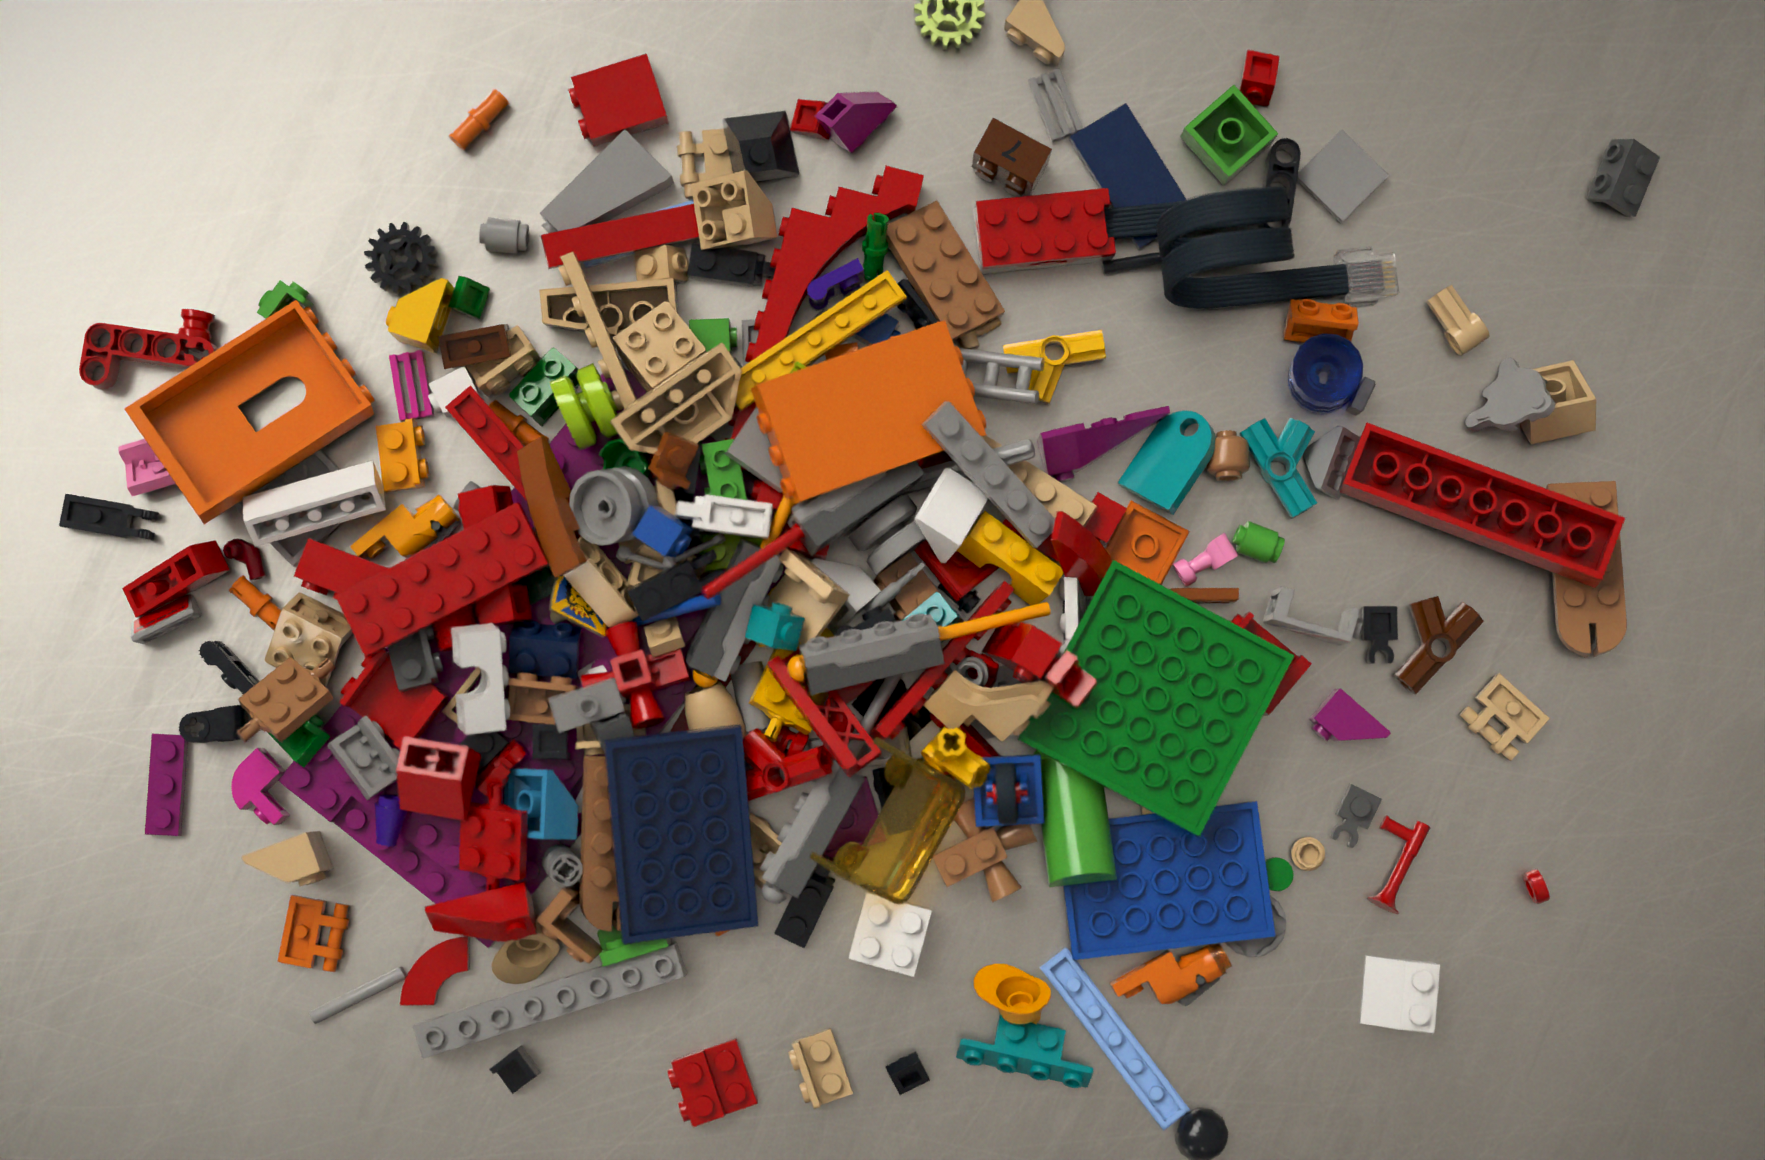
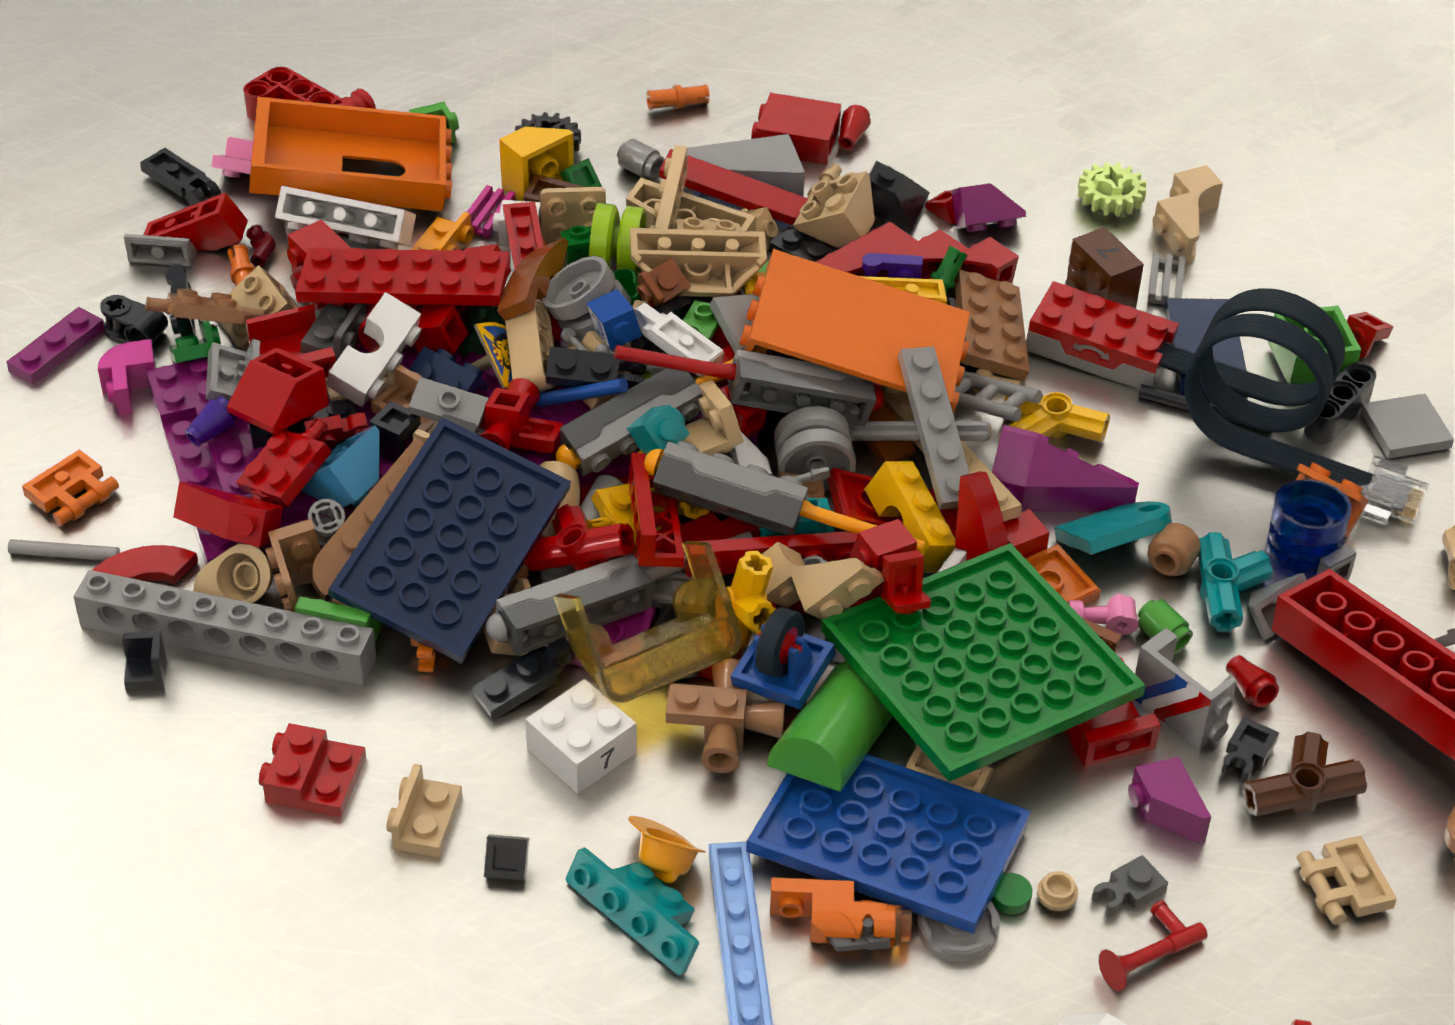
camera: 30 degrees right, 40 degrees down
(294, 859) = (107, 416): tan slope -> none
(664, 636) = (555, 411): tan plate -> none
(666, 63) = (854, 123): none -> red cone
(949, 513) = (872, 441): white slope -> none
(1350, 559) = (1254, 683): none -> red cone

